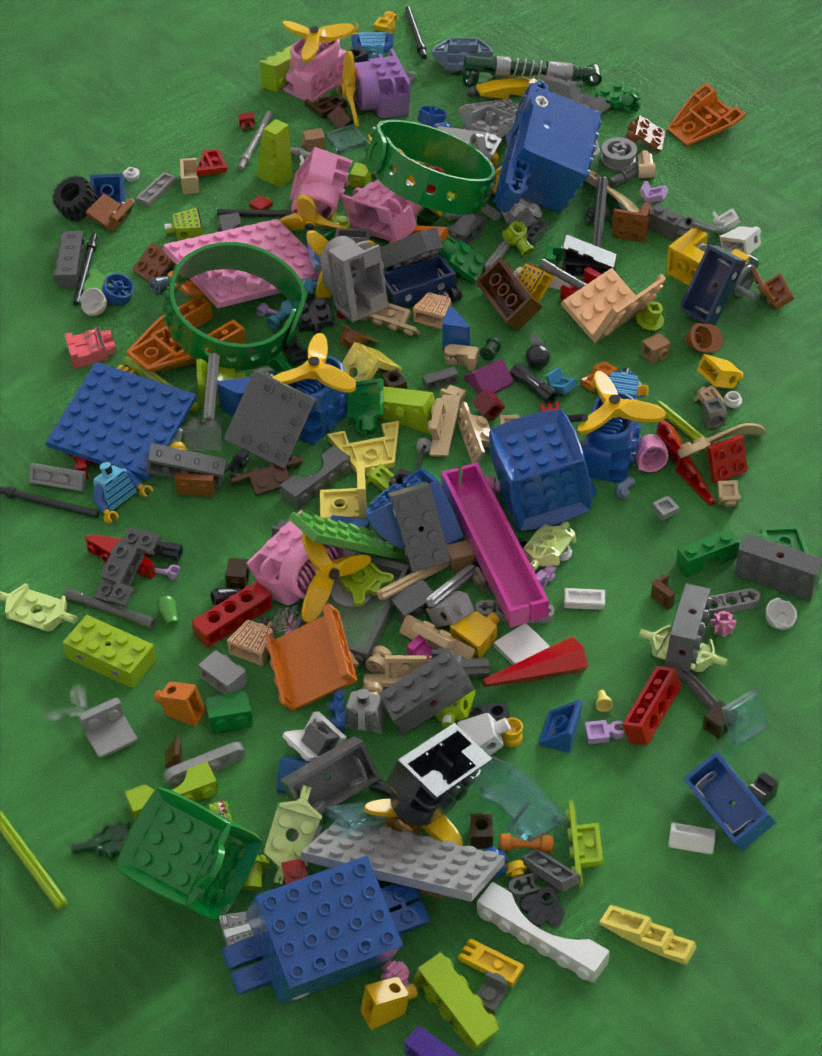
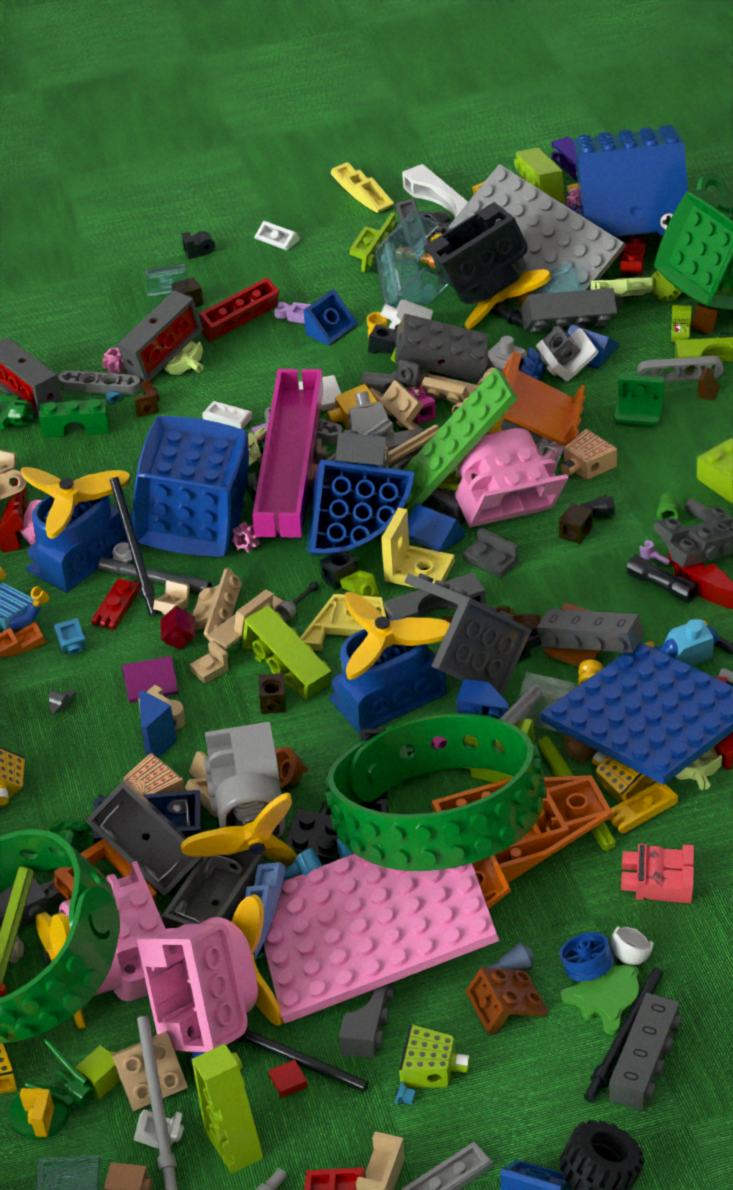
camera: 155 degrees left, 5 degrees down
(109, 212) = (541, 1121): dark orange bracket -> none
(181, 702) = (686, 412): orange torso -> none
(222, 673) = (632, 435): light grey brick -> none
(231, 614) = (614, 480): red brick -> none
(366, 362) = (294, 706): light yellow bracket -> none
(366, 405) = (324, 649): green plate -> none
(440, 379) = (209, 691): dark grey piece -> none
(489, 347) = (119, 709): dark green bush -> none
(508, 294) = (45, 757): reddish brown brick -> none
(531, 381) = (105, 659): black axle -> none
(537, 356) = (73, 673): black piece -> none
(560, 659) = (329, 363): red wedge -> none
(603, 702) = (276, 333): light yellow piece -> none
(665, 508) = (77, 466): light grey tile -> none
(716, 788) = (233, 229): blue piece -> none
(780, 614) = (57, 354): white hair -> none

